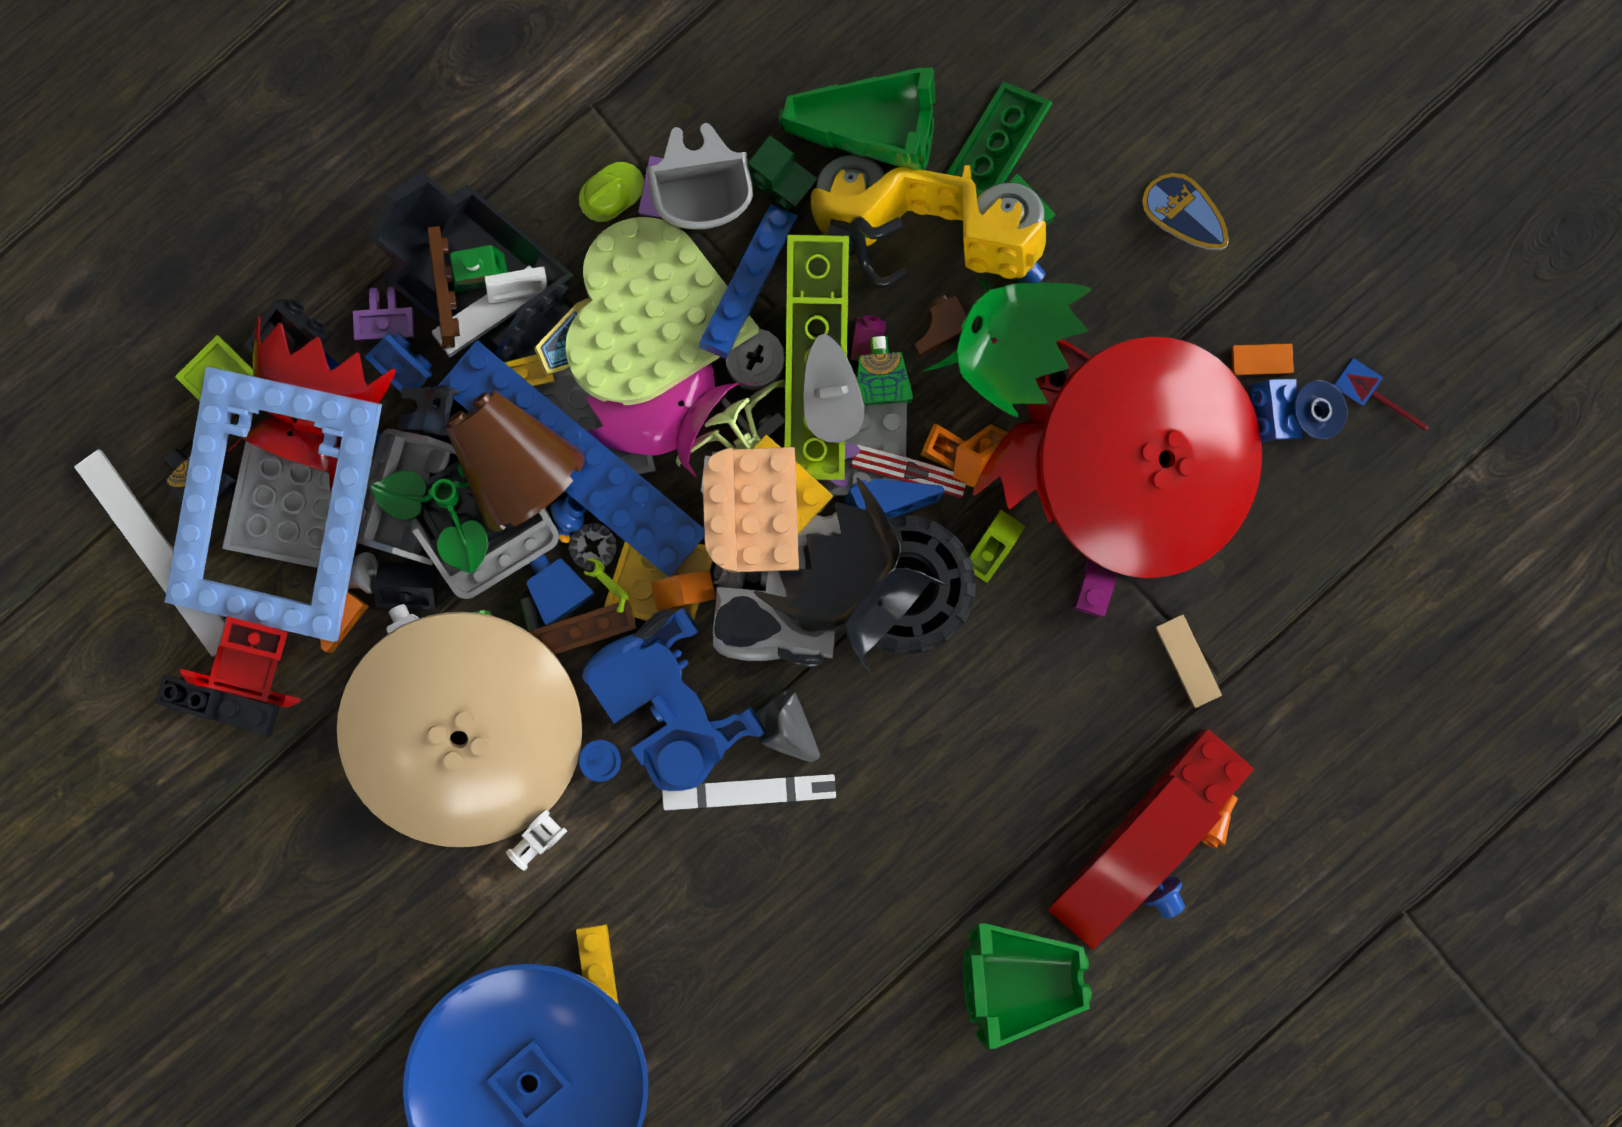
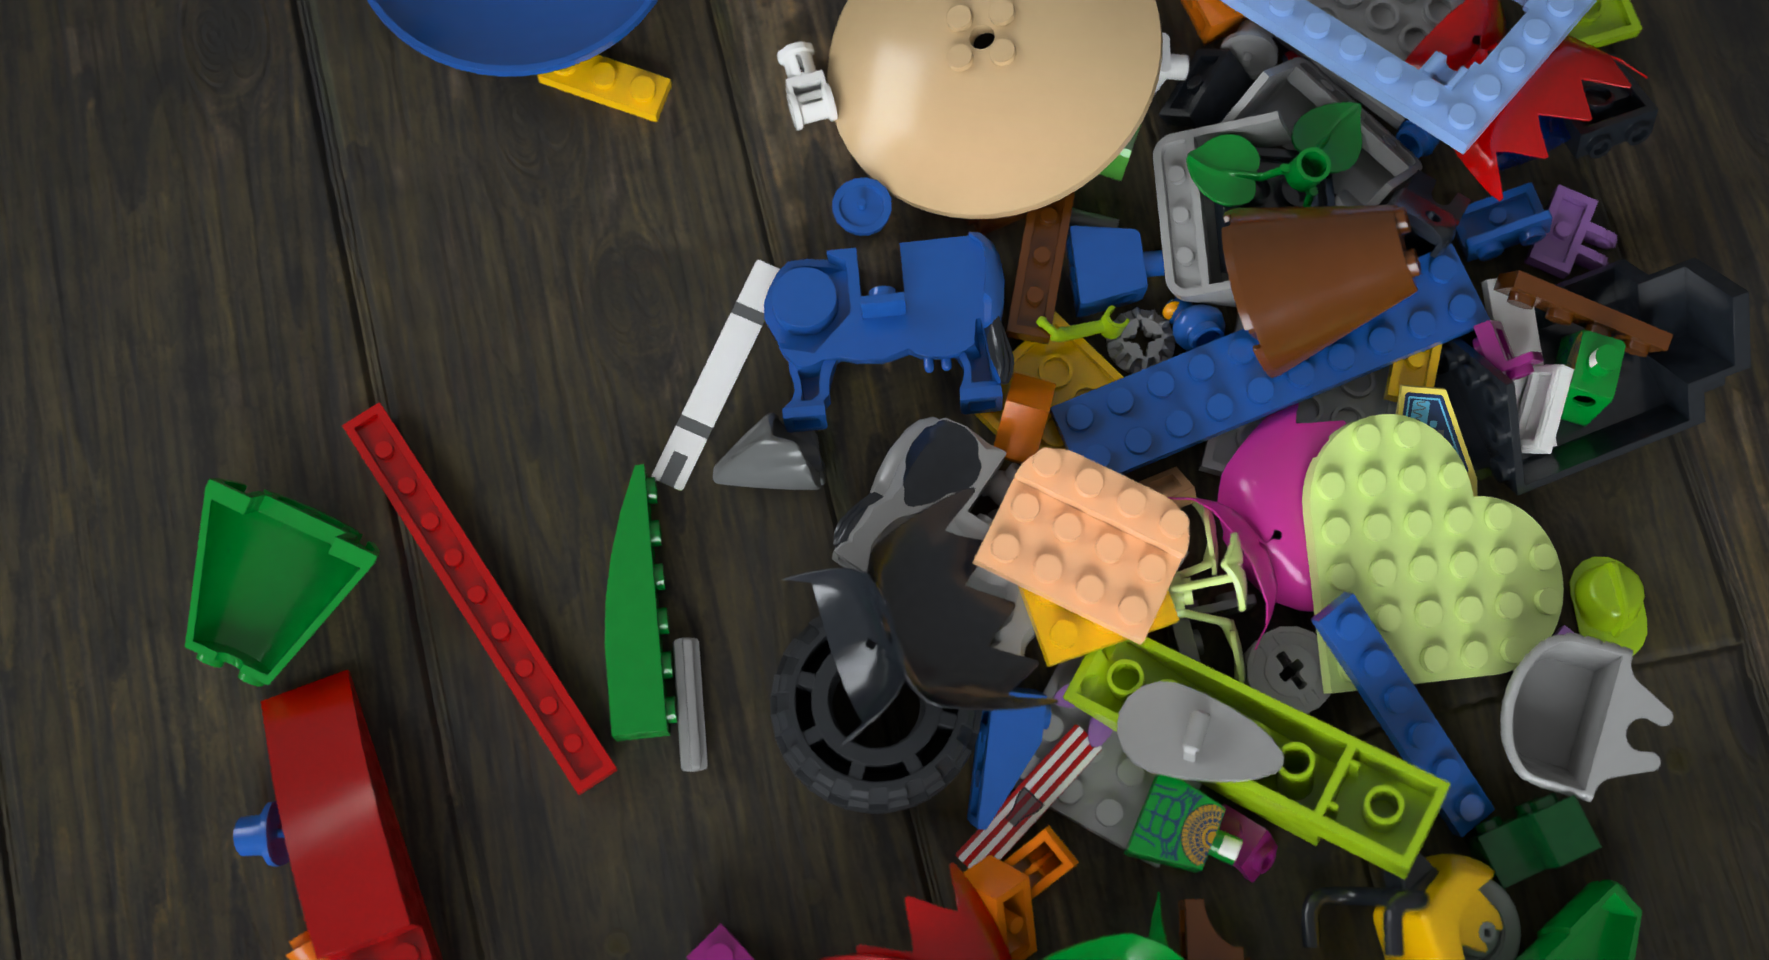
camera: 110 degrees right, 10 degrees down
(494, 327) = (1495, 347): none -> magenta bracket
(681, 483) = (1171, 484): none -> medium nougat plate
(929, 755) = (636, 622): none -> green slope
(959, 697) = (690, 704): none -> light grey axle
(963, 859) = (480, 599): none -> red plate
(995, 545) = (866, 862): lime slope -> none

